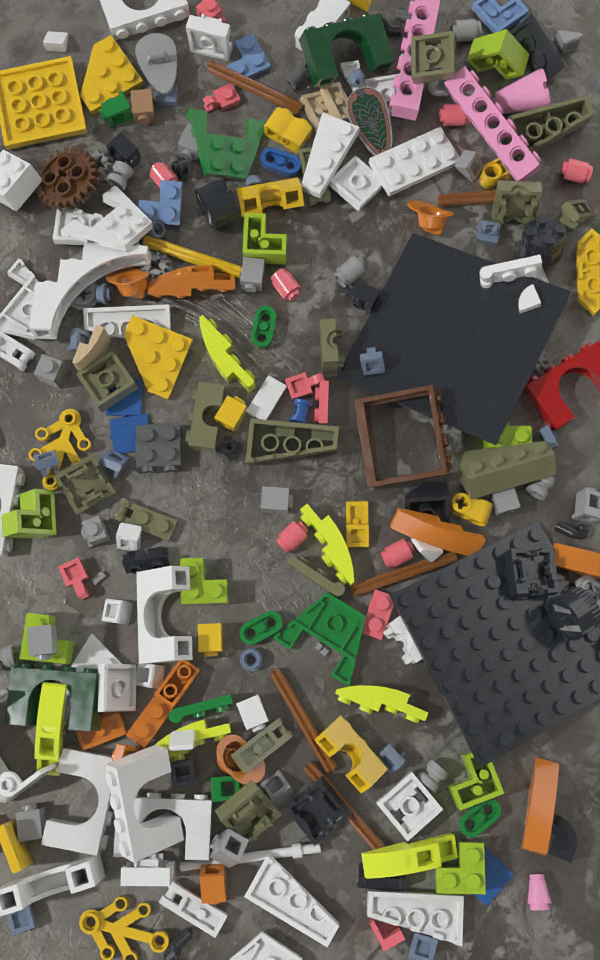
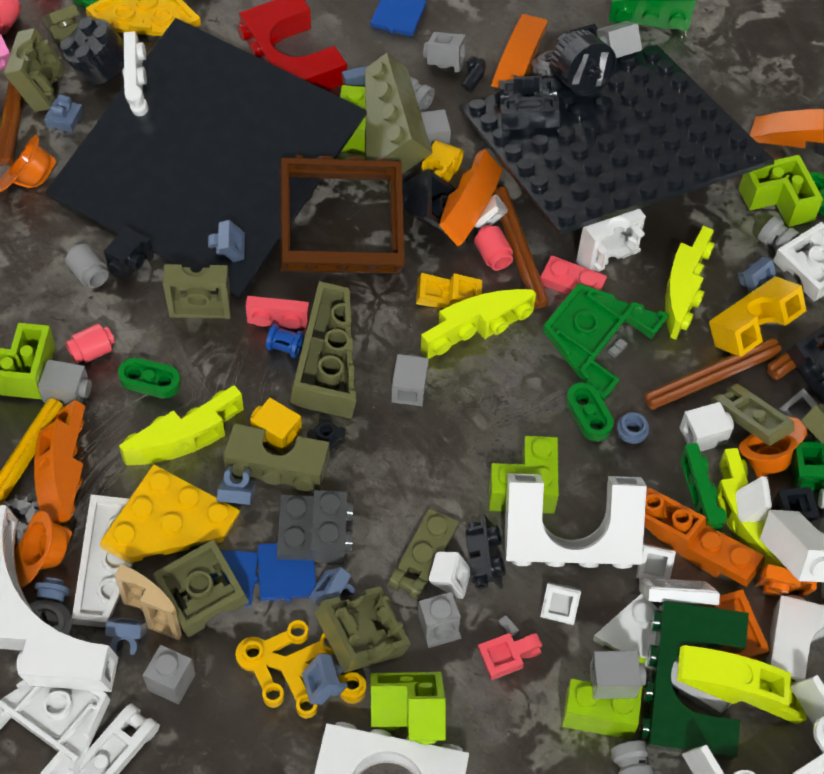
camera: 90 degrees left, 20 degrees down
(180, 394) = (236, 490): none -> sand blue tile
(210, 639) = (597, 468): yellow brick -> none
(266, 399) = (257, 382): white tile -> none
(292, 536) = (463, 364): coral brick -> none
(300, 386) = (245, 337): coral plate -> none
(317, 577) = (520, 340): olive plate -> none
(529, 300) = (177, 59): white tile -> none

